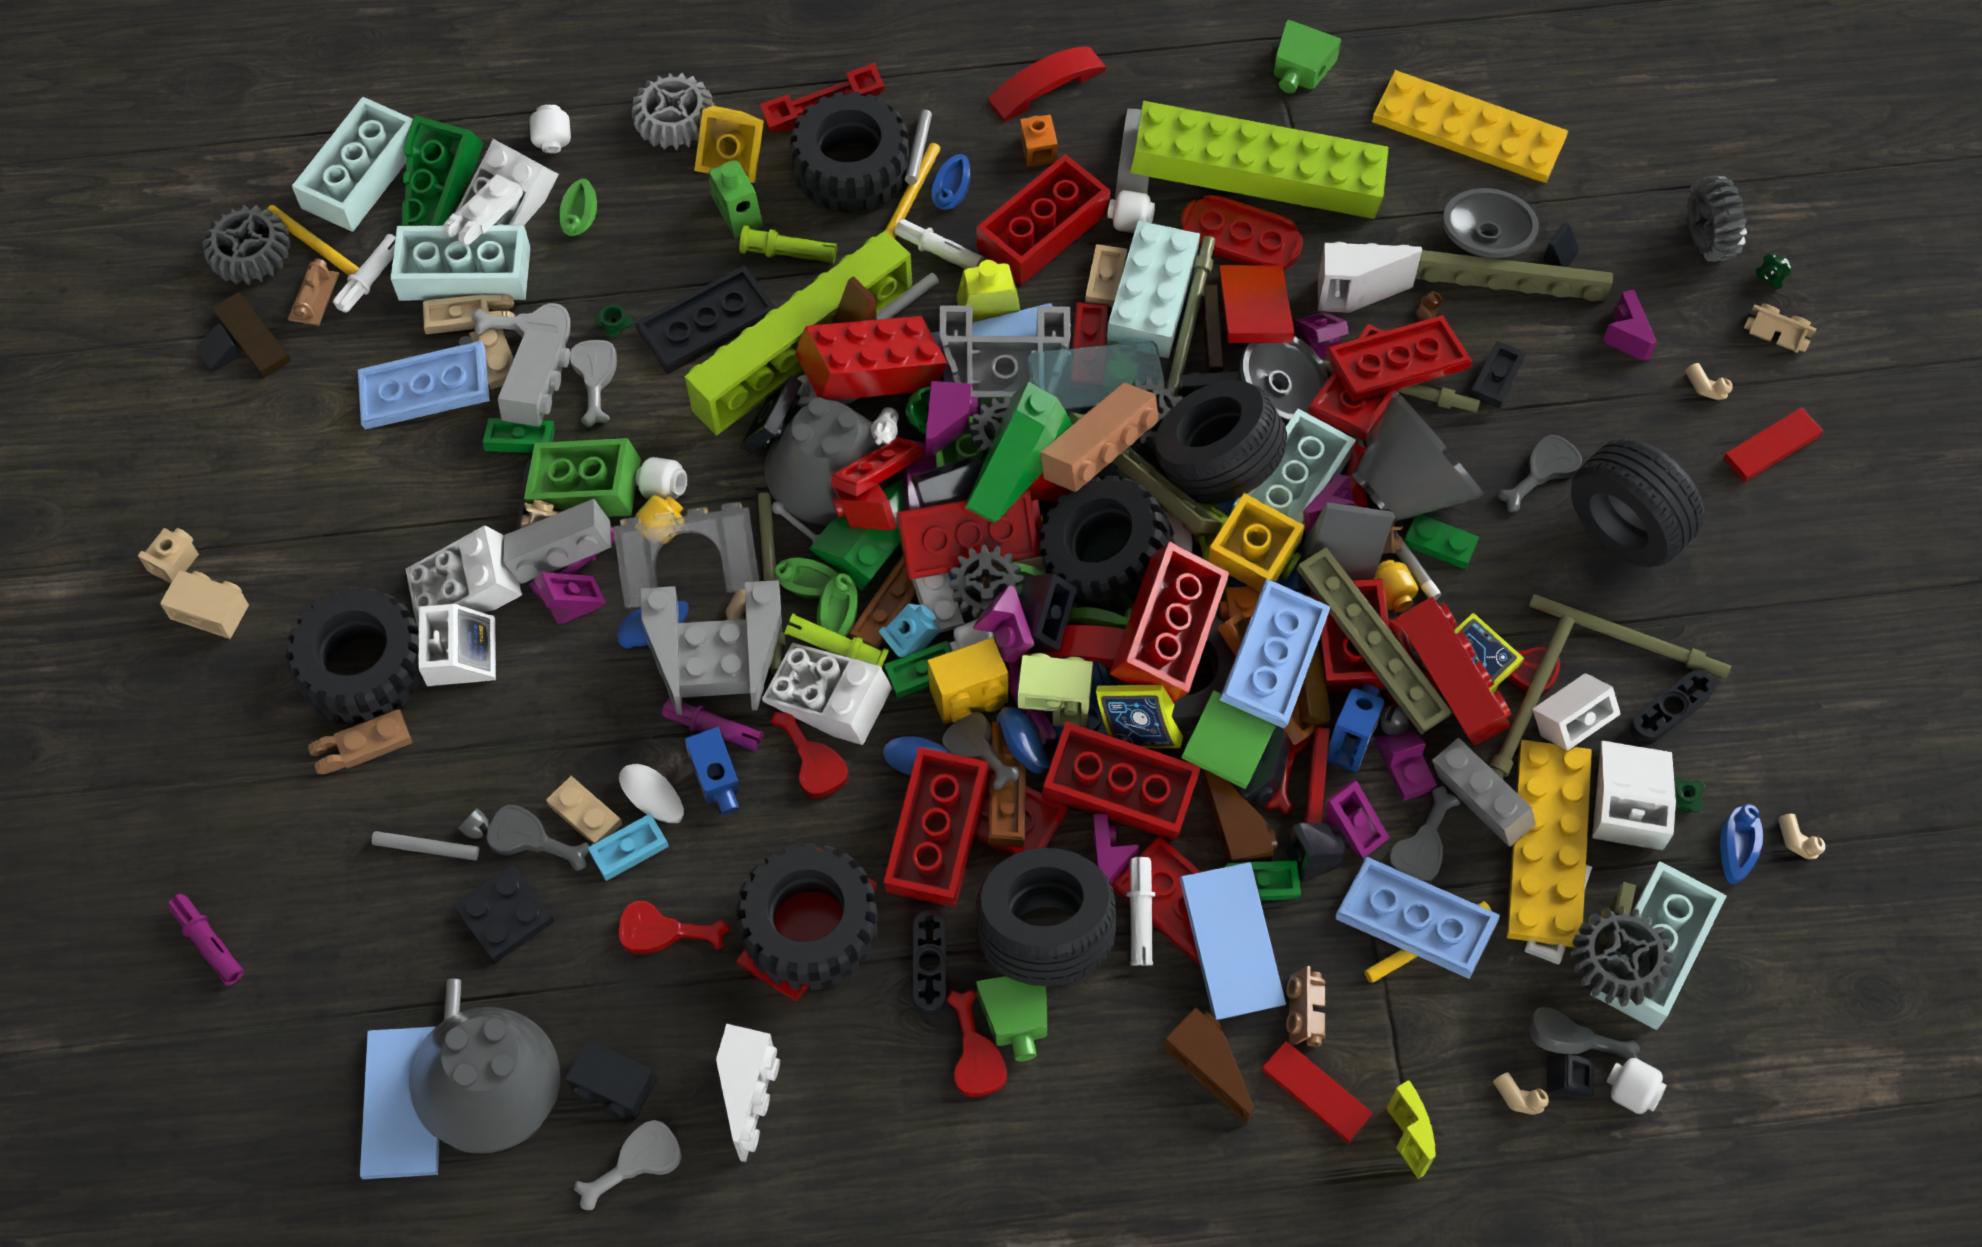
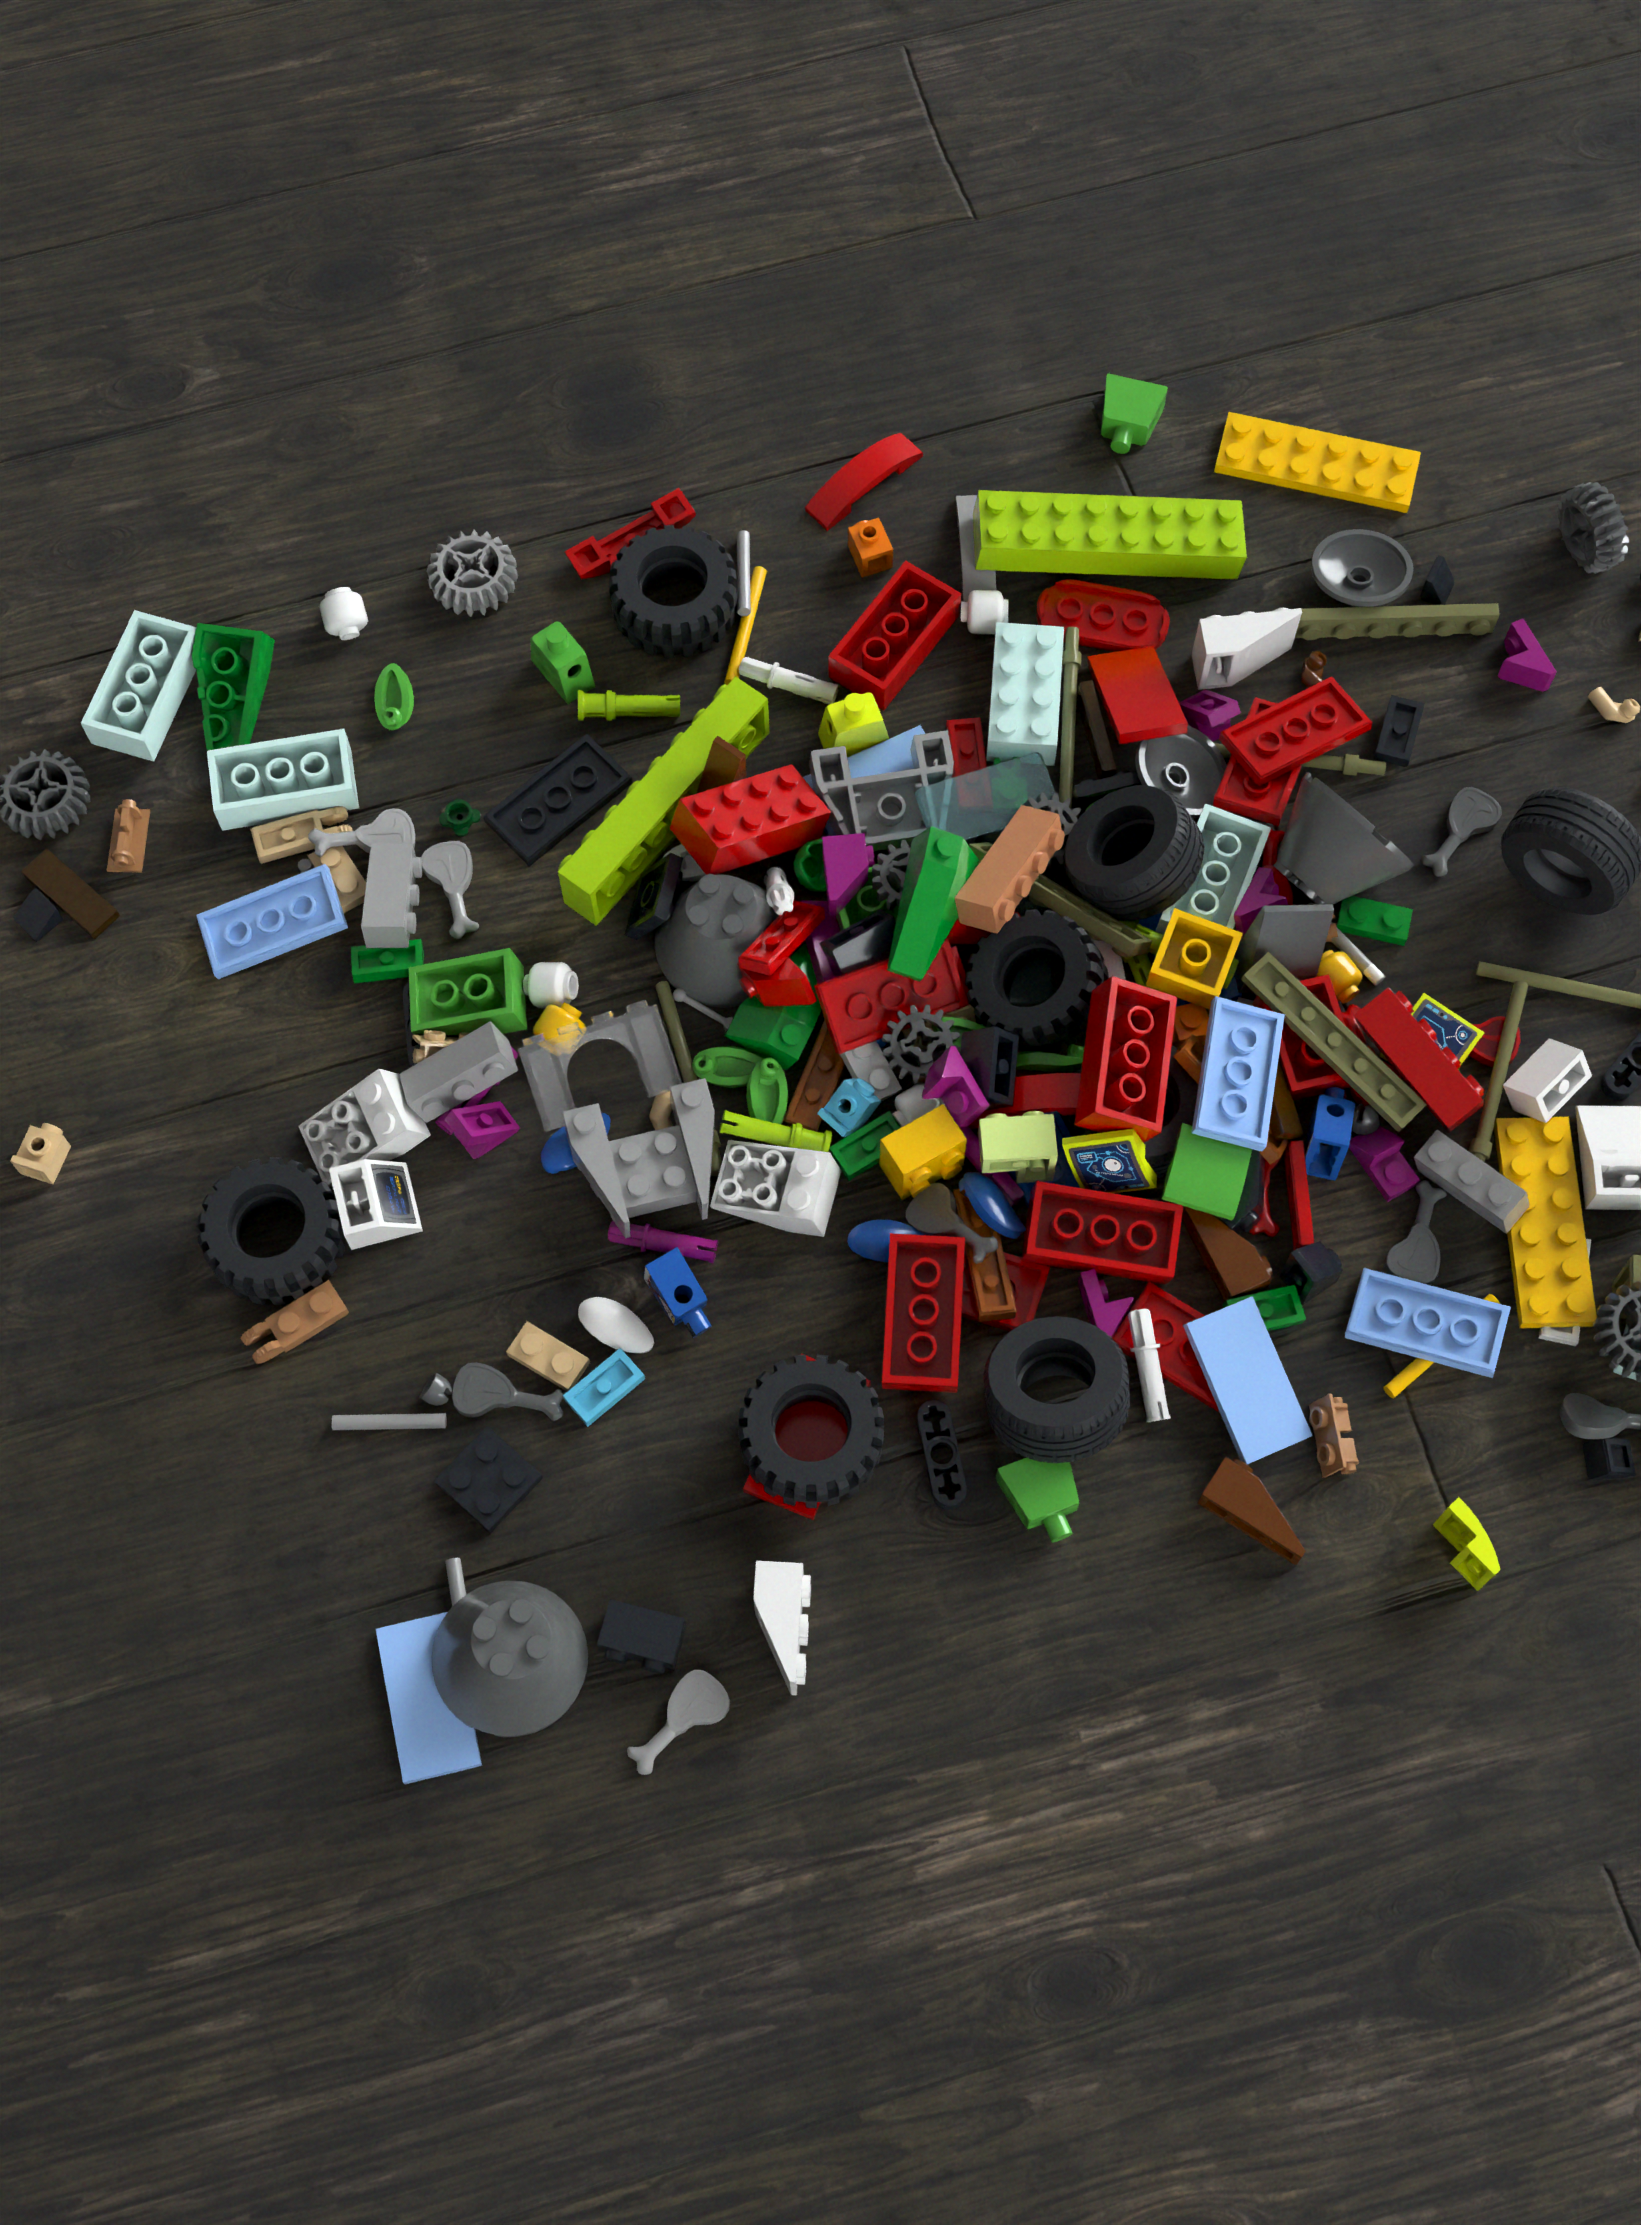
camera: 10 degrees left, 5 degrees up
(205, 603) = (93, 1199): tan brick -> none
(210, 945) = (180, 1561): magenta axle -> none
(315, 243) = (118, 781): yellow bar -> none
(362, 280) = (176, 817): white axle -> none
(483, 209) = (297, 718): white hinge -> none
(531, 176) = (309, 691): white slope -> none
(648, 931) = (643, 1472): red piece -> none
(728, 137) = (540, 597): yellow slope -> none
(822, 768) = (786, 1267): red piece -> none
(908, 297) = (769, 740): light grey bar -> none
(951, 182) = (786, 608): blue arm -> none
(981, 1065) = (1017, 1552): red piece -> none
(1105, 274) = (972, 686): tan plate -> none
(1317, 1092) = (1361, 1520): red tile -> none
(1356, 819) = (1347, 1231): magenta slope -> none
(1519, 1100) = (1565, 1492): tan arm -> none

